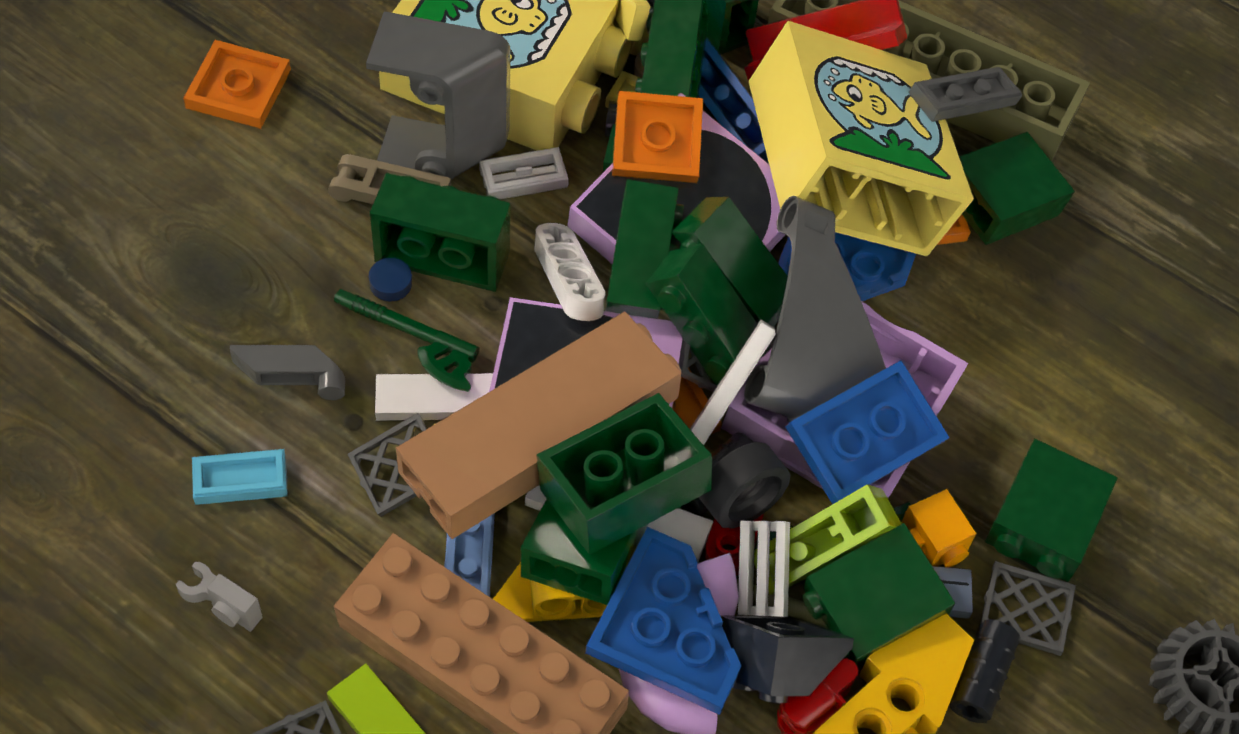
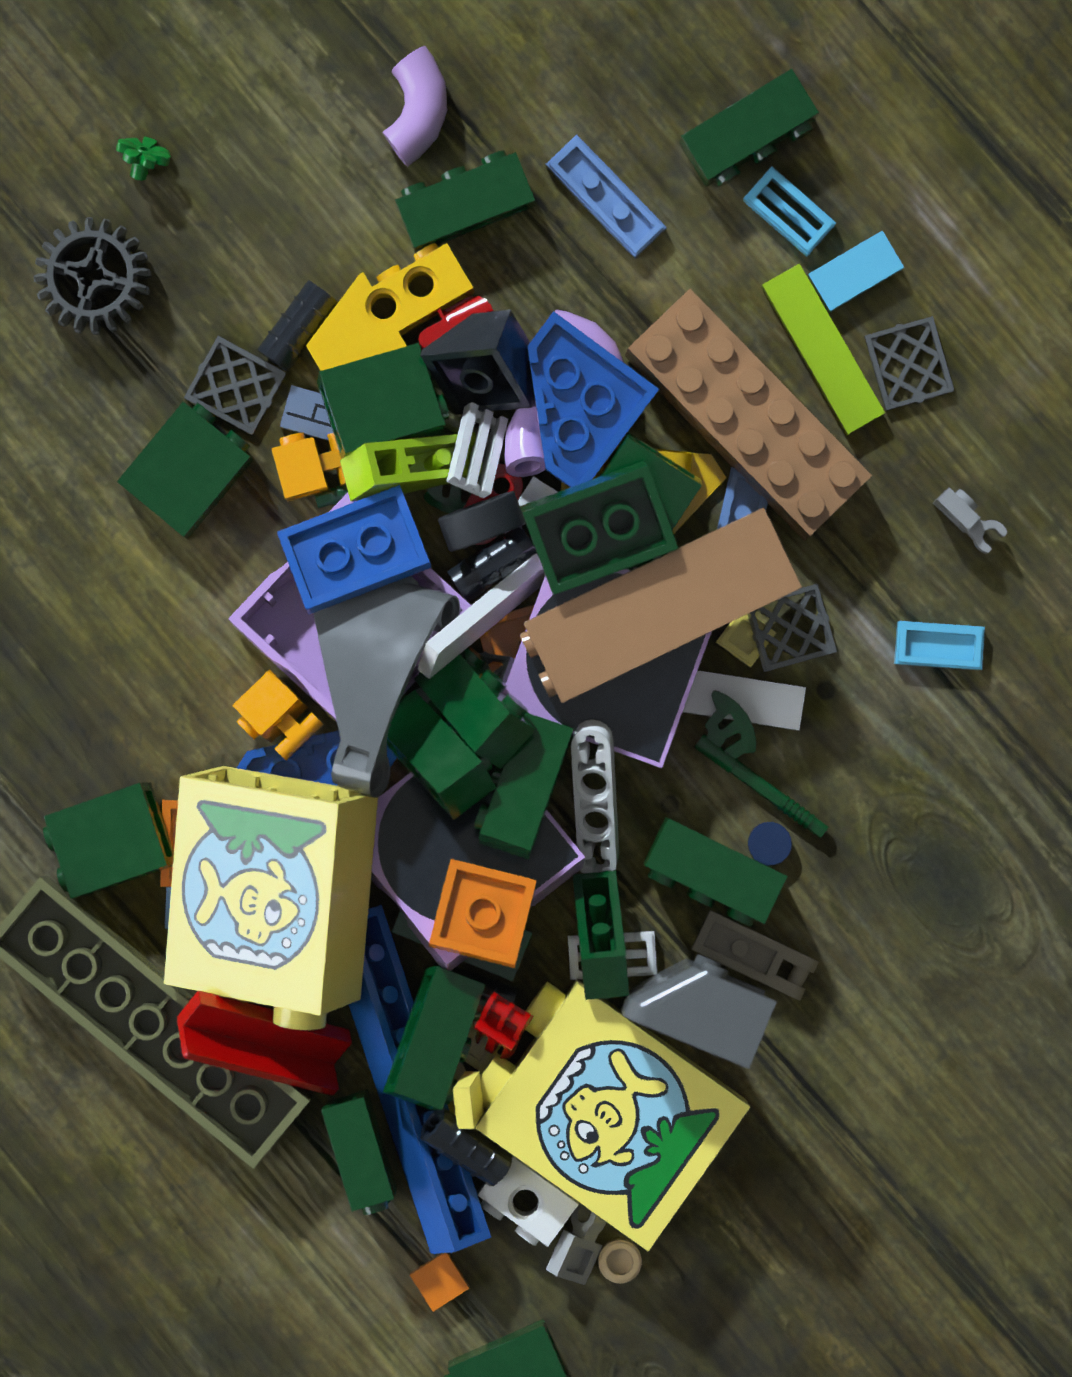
camera: 165 degrees left, 30 degrees up
(237, 84) = (896, 1123): orange tile -> none
(290, 367) = (877, 755): dark grey piece -> none
(540, 154) = (600, 935): none -> dark green brick
(614, 73) = (502, 1025): none -> red arm
(903, 305) = (273, 709): none -> light orange brick
(965, 93) = (137, 928): dark grey tile -> none

